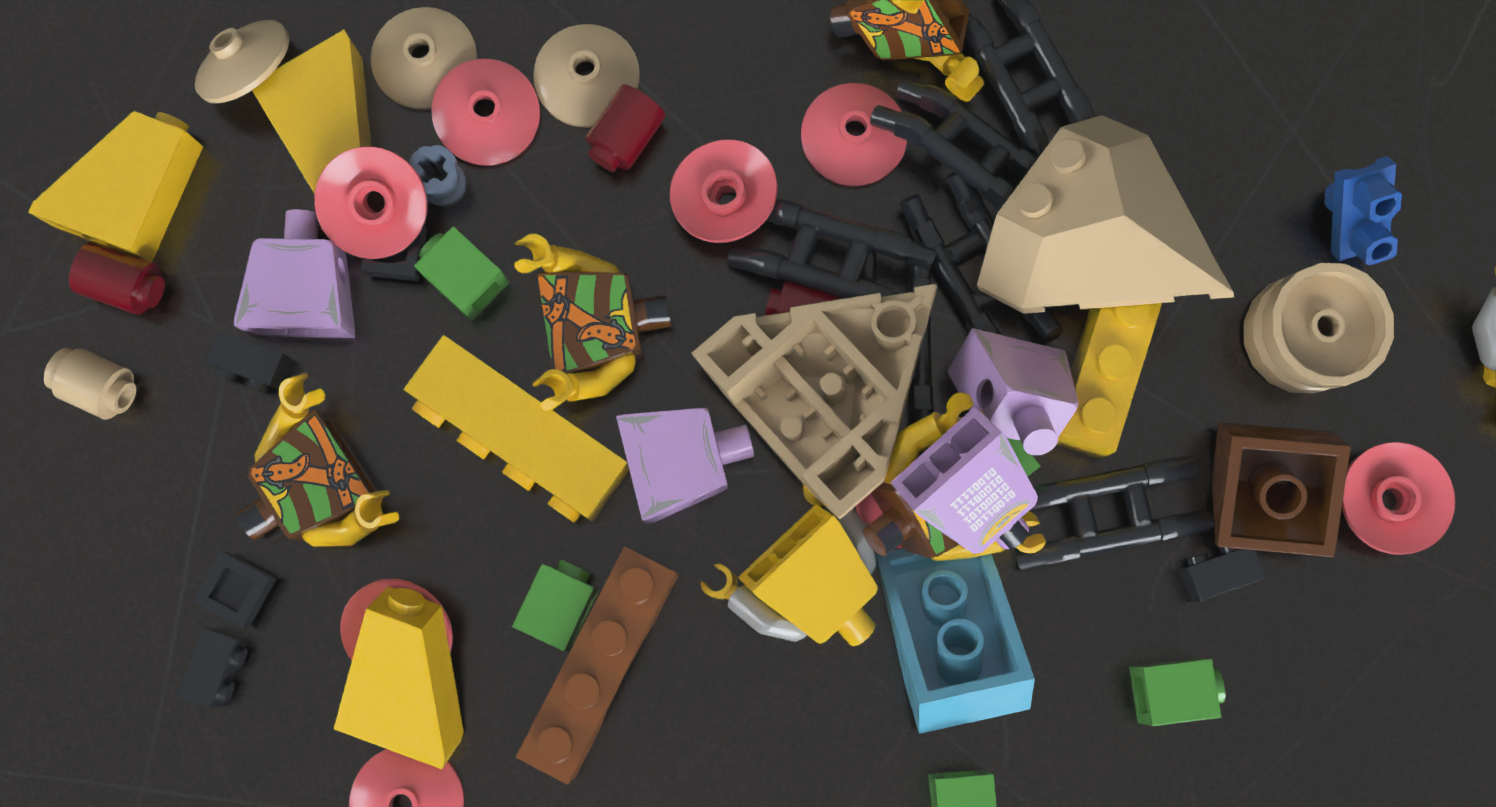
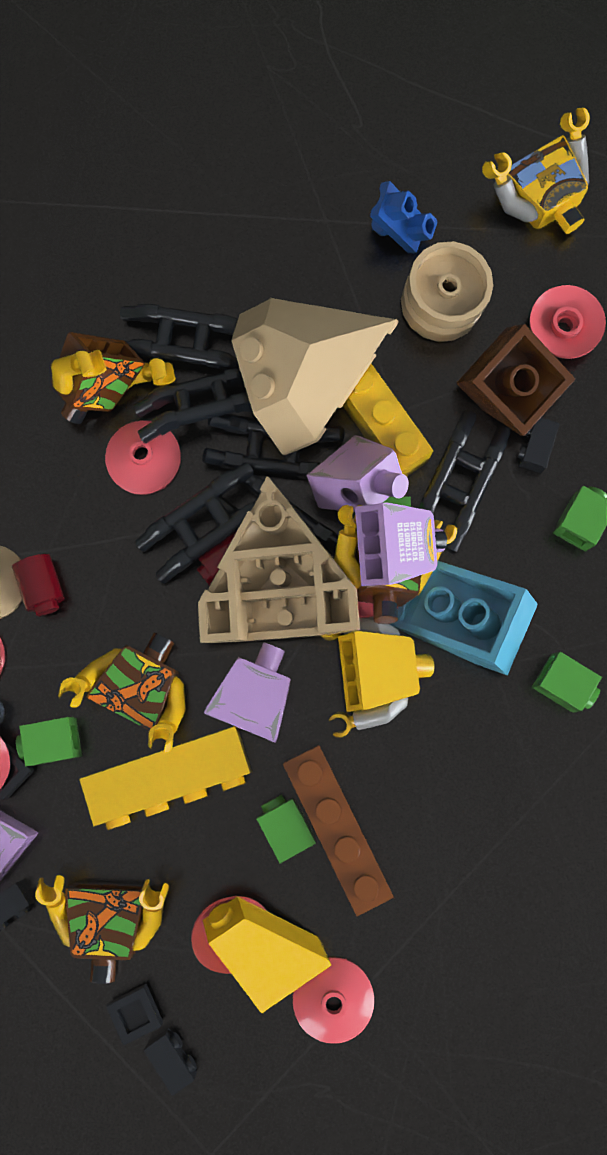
camera: 50 degrees left, 0 degrees up
(719, 170) = (103, 554): coral dish -> none

